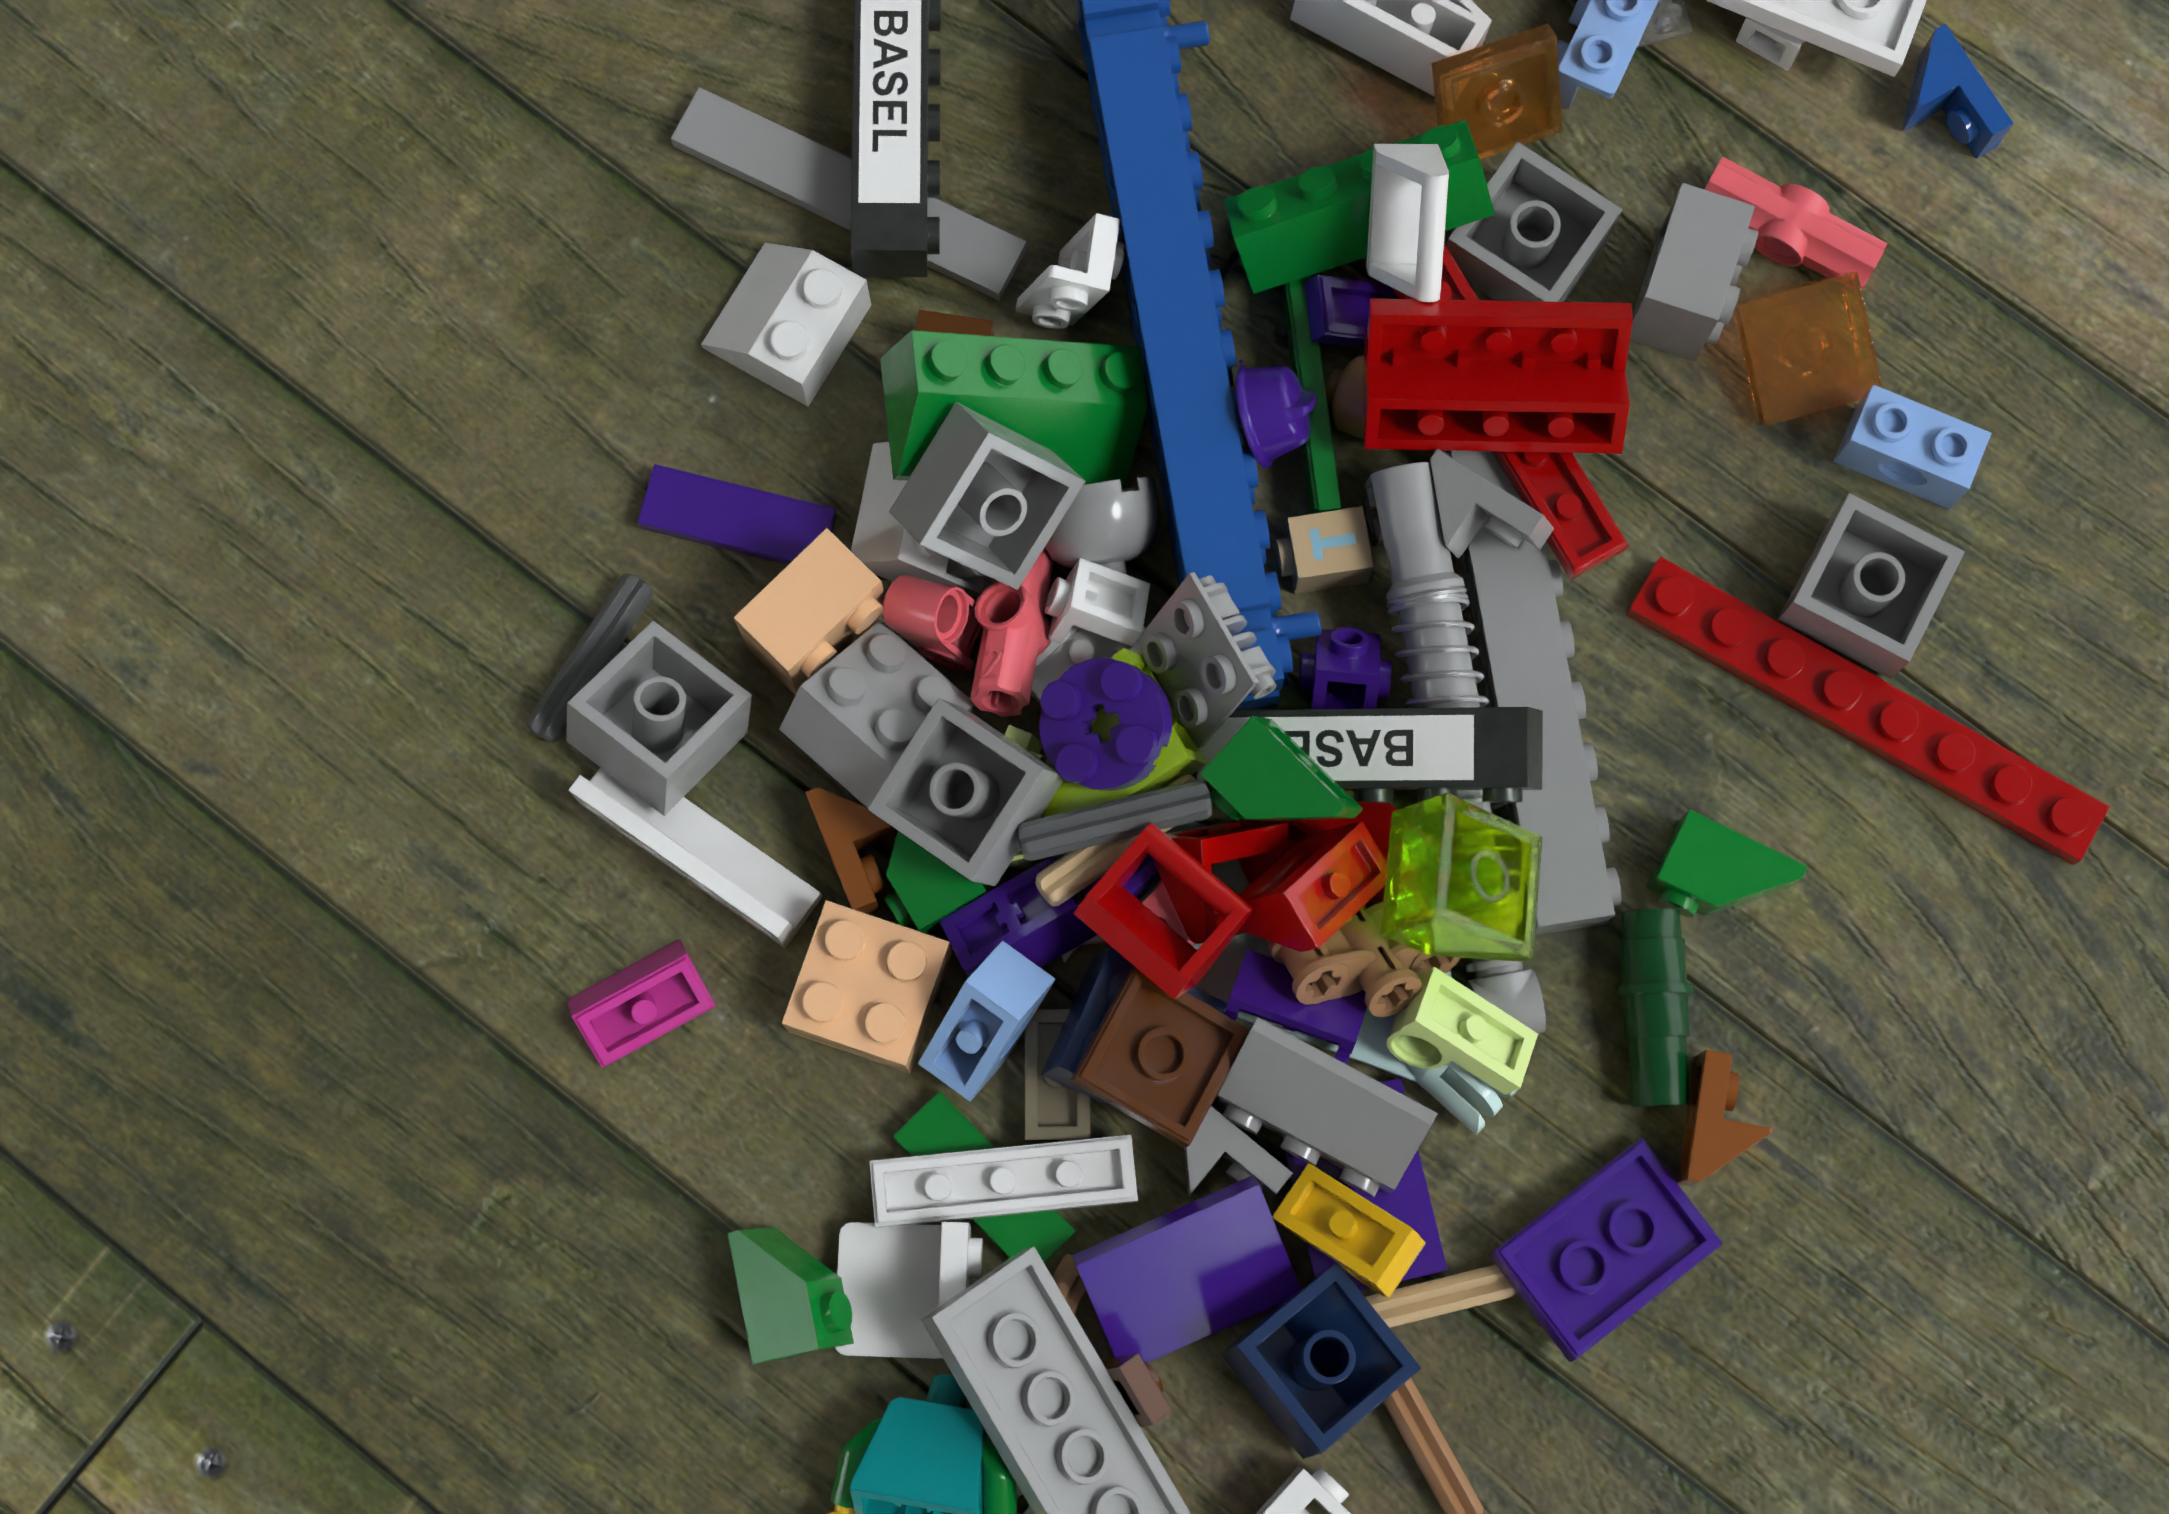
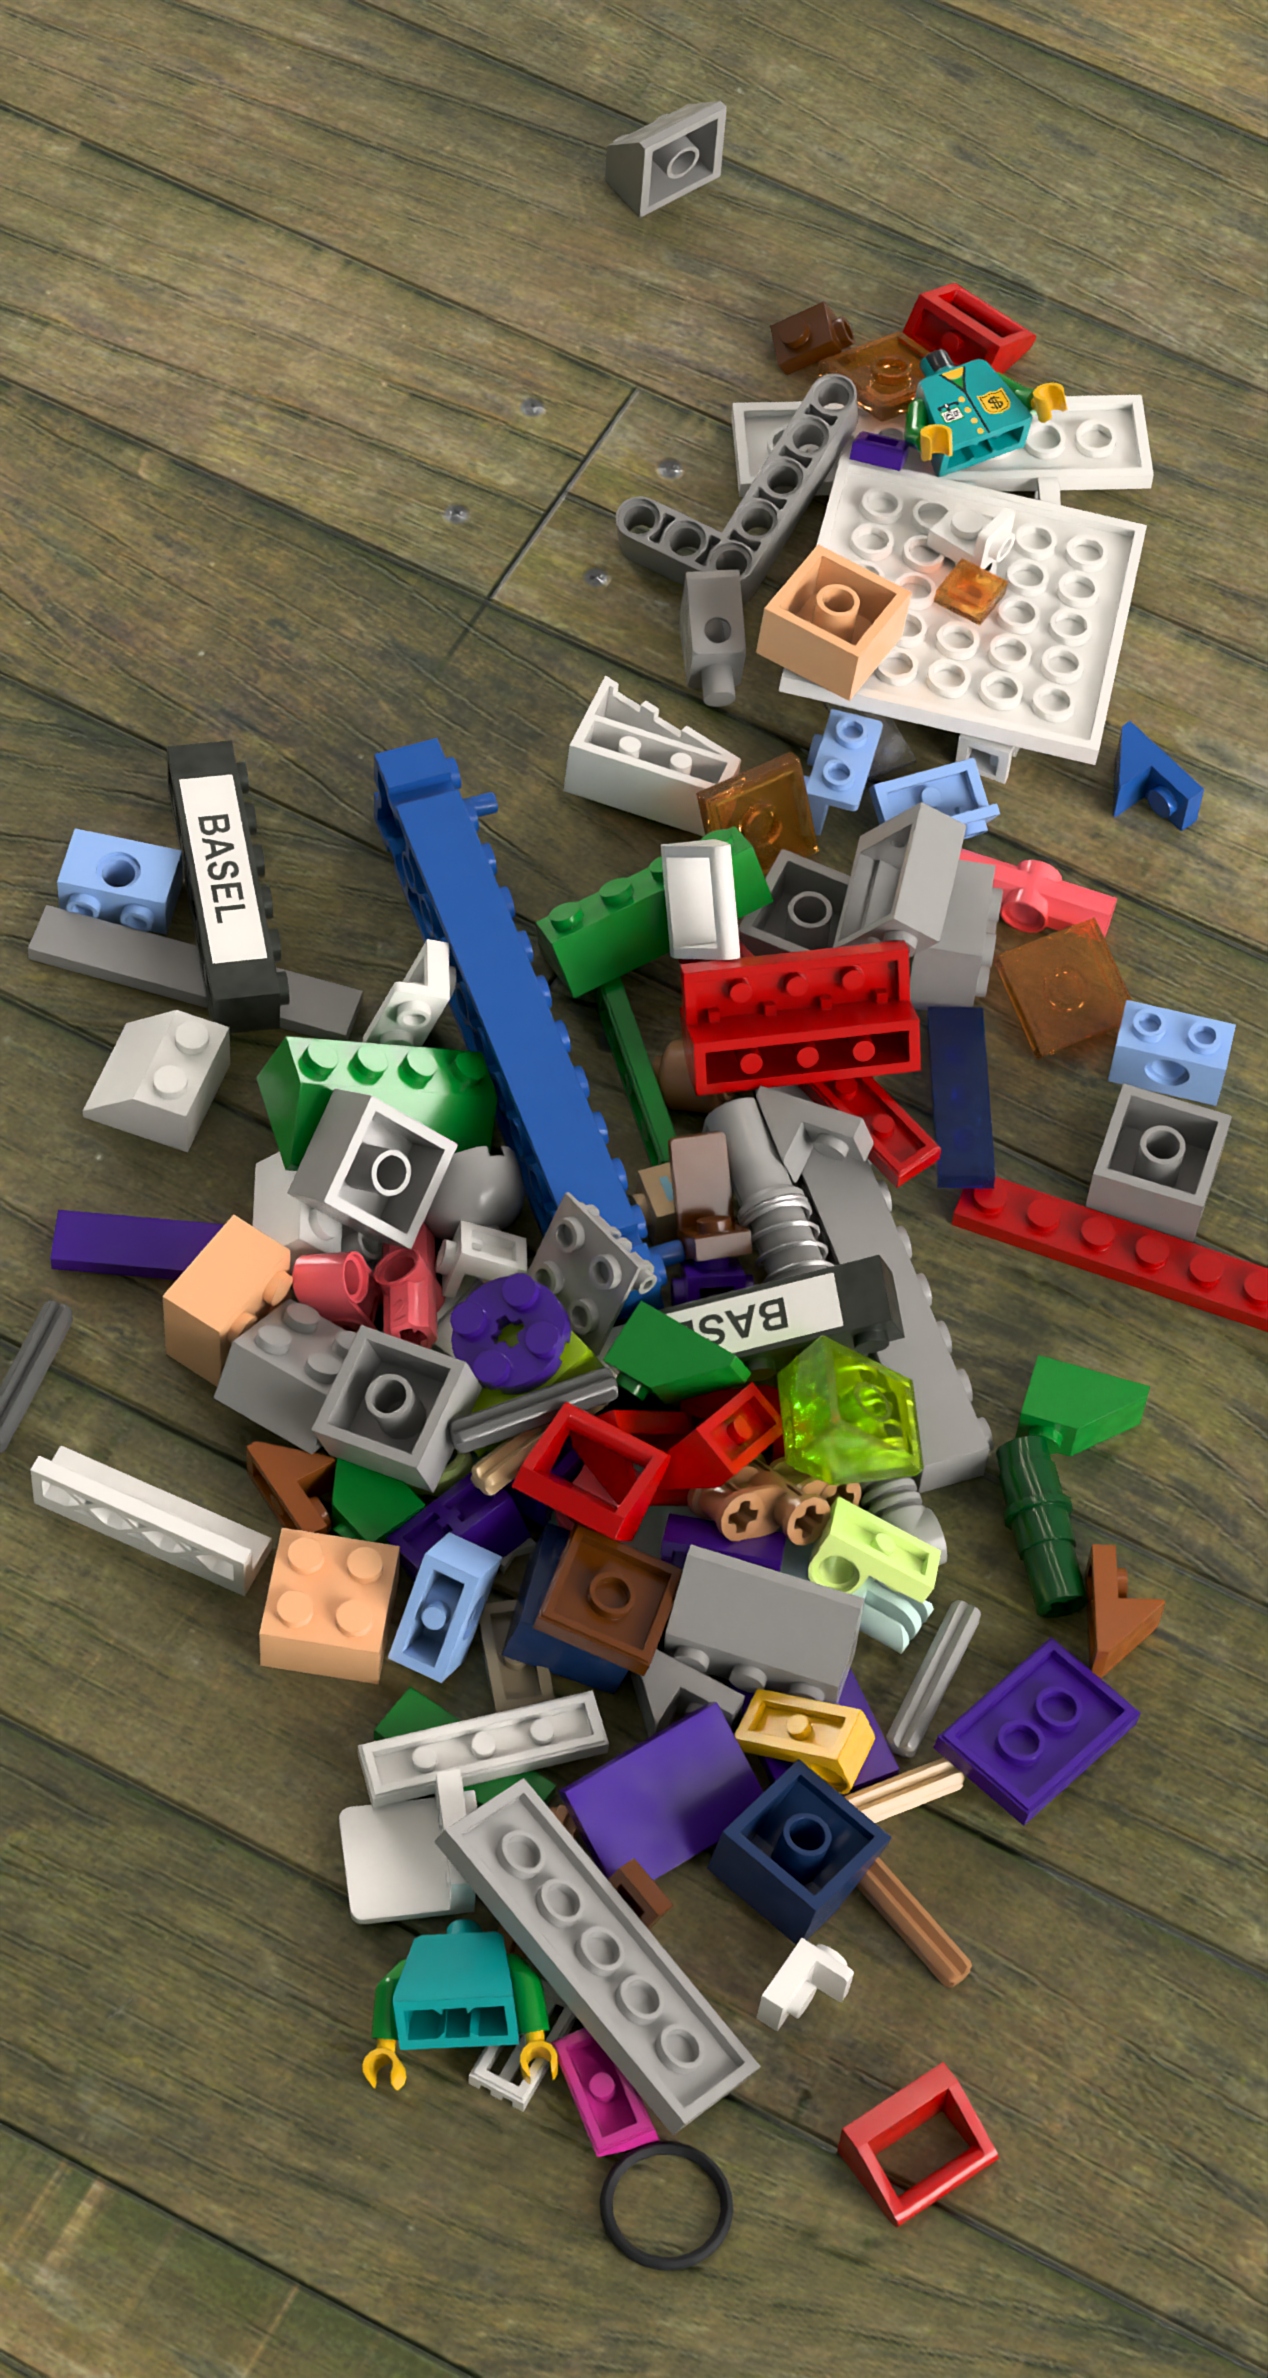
camera: 15 degrees left, 20 degrees down
(640, 1003) = (120, 1657): dark pink slope -> none
(658, 717) = (101, 1404): light grey brick -> none
(761, 44) = (102, 861): none -> light blue brick
(787, 1297) = (305, 1877): green slope -> none
(1273, 410) = (611, 1080): dark purple piece -> none
(1341, 308) = (652, 1003): dark purple tile -> none
(1353, 577) = (705, 1198): none -> bracket
(1504, 1165) = (933, 1679): none -> light grey axle
(1640, 224) = (902, 880): none -> light grey window
(1664, 469) = (960, 1097): none -> clear blue tile
(1700, 96) = (949, 789): none -> light blue bracket

